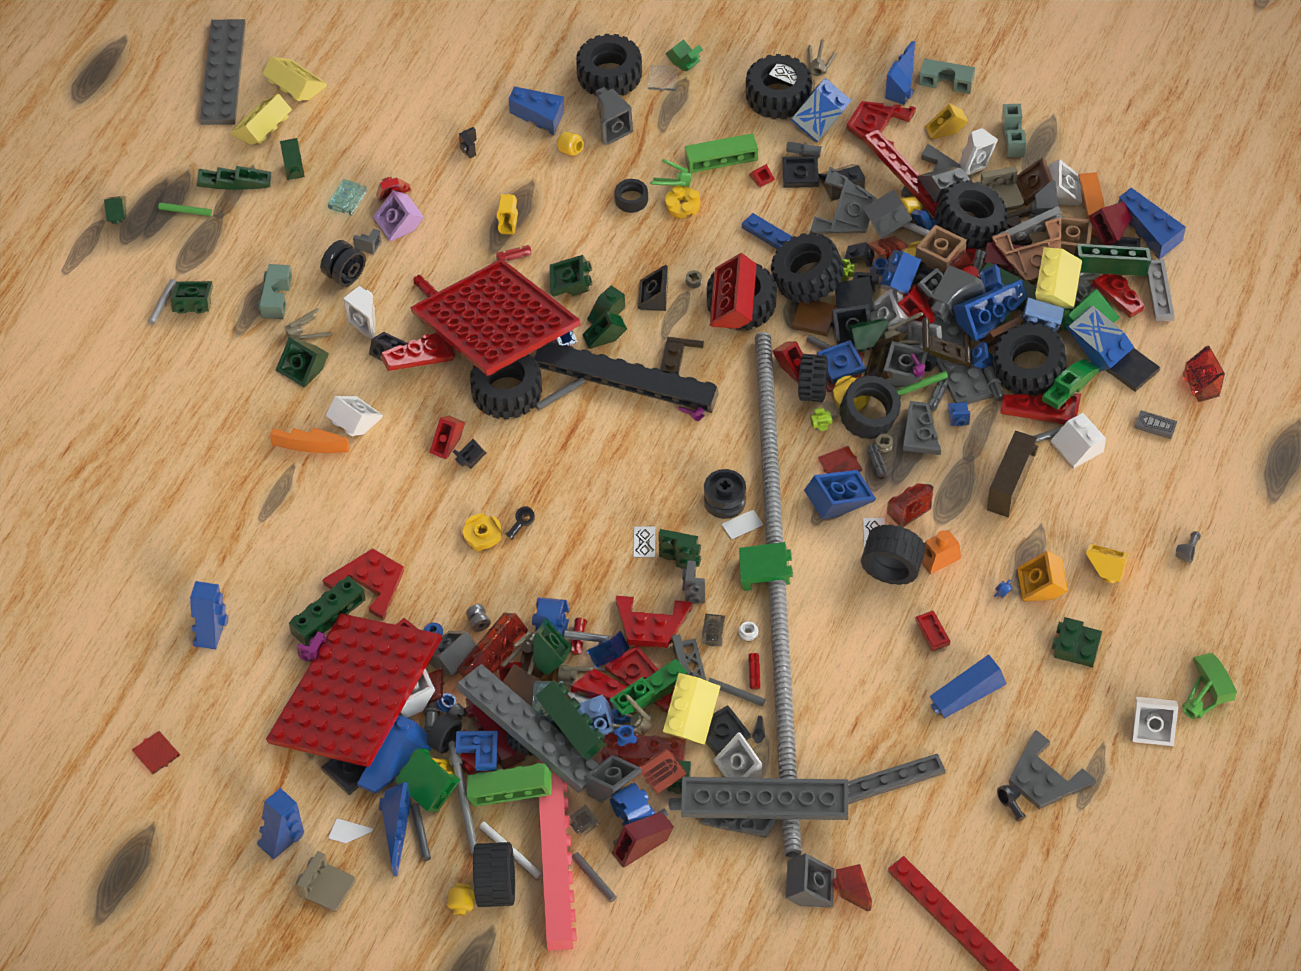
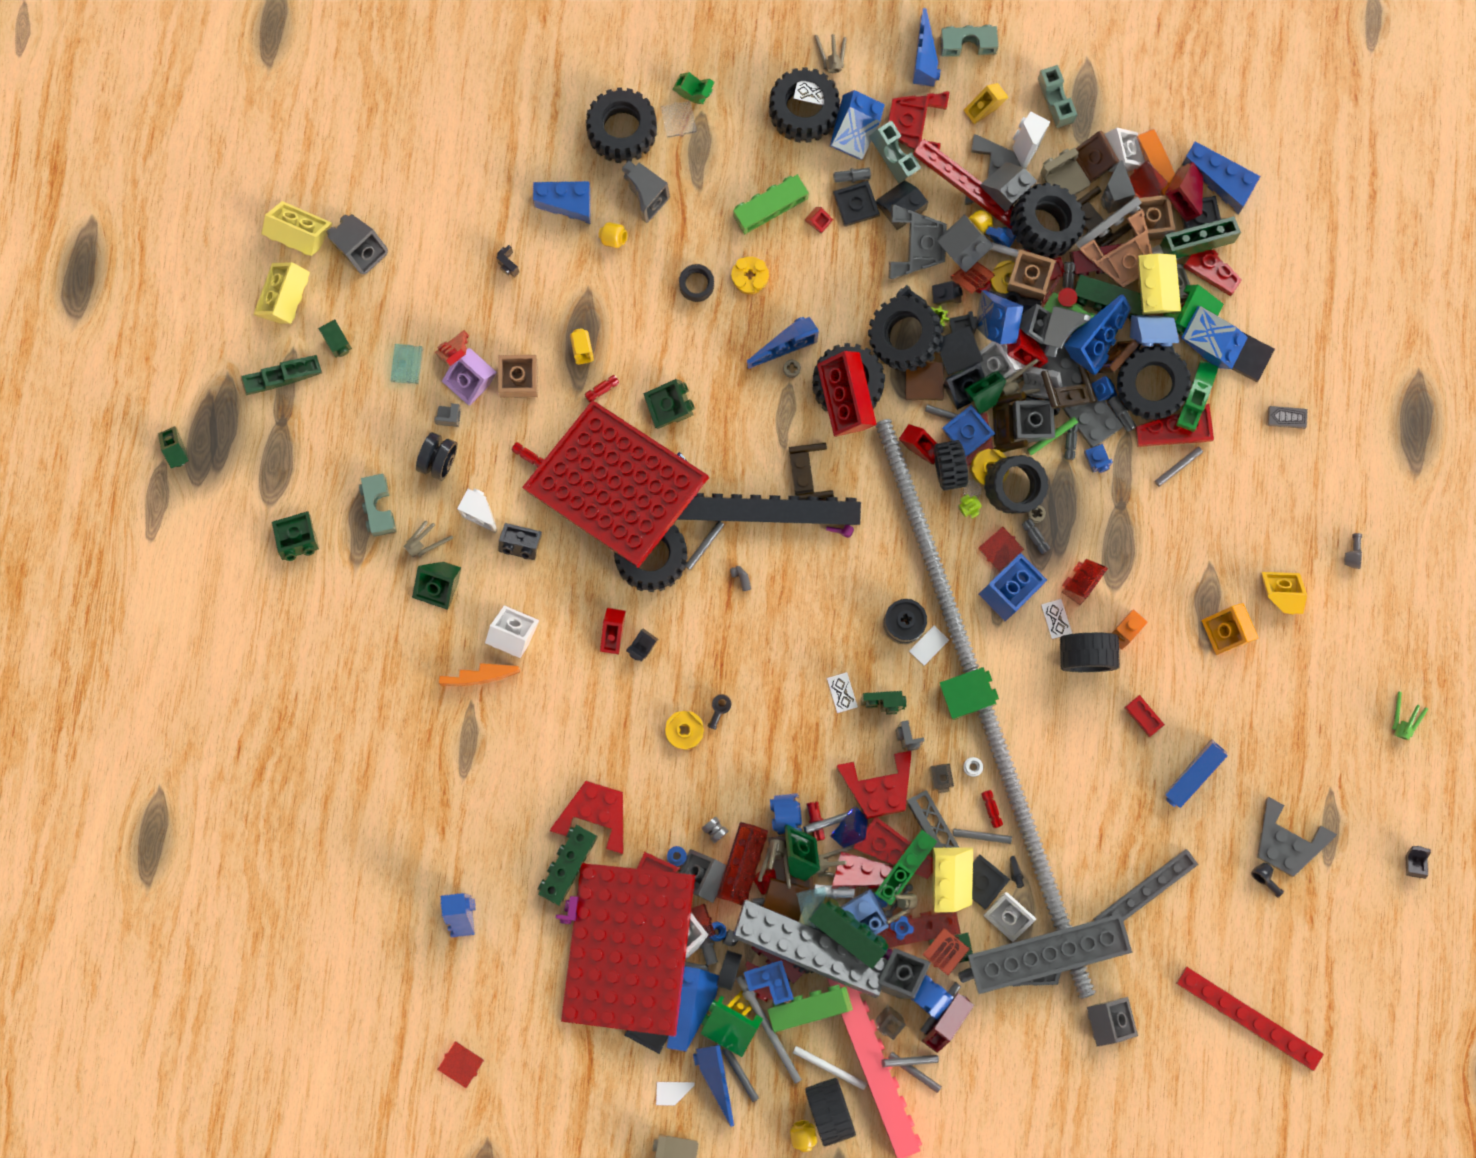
camera: 20 degrees left, 25 degrees up
(162, 301) = (265, 547): light grey bar -> none
(185, 209) = (244, 426): bright green bar -> none
(223, 72) = (216, 237): dark grey plate -> none
(281, 824) = (612, 1118): blue wedge -> none
(343, 100) = (358, 243): none -> dark grey hips
(425, 351) = (550, 544): red wing -> none
(441, 223) = (517, 376): none -> medium nougat brick
(585, 425) = (743, 576): none -> dark grey arm
(592, 860) = (910, 1061): none -> bar
(604, 330) = (725, 459): dark green slope -> none
(610, 300) = (718, 431): dark green slope -> none
(654, 290) = (757, 396): black slope -> none
(682, 178) = (743, 249): bright green plant -> none
(695, 256) = (794, 337): none -> blue wedge
(765, 231) = (847, 290): blue plate -> none
(851, 148) = (899, 163): none -> sand green arch
(853, 886) = (1152, 1013): clear red slope -> none
(880, 264) = (971, 297): blue plate -> none
(919, 368) = (1053, 427): magenta hand -> none
(920, 431) = (1067, 490): dark grey wing -> none
(991, 278) = (1092, 300): blue bracket -> none
(1003, 589) = (1197, 650): blue plate -> none
(1012, 473) = (1172, 521): dark brown brick -> none
(1076, 642) = (1279, 689): dark green plate -> none
(1077, 207) = (1147, 181): none -> clear red piece
(1079, 441) = (1221, 460): white slope -> none
(1154, 721) = (1373, 755): white slope -> none
(1160, 291) = (1252, 258): light grey plate -> none
(1173, 823) = (1417, 862): none -> bracket
(1204, 375) = (1322, 351): clear red slope -> none
(1212, 669) = (1415, 691): bright green slope -> none

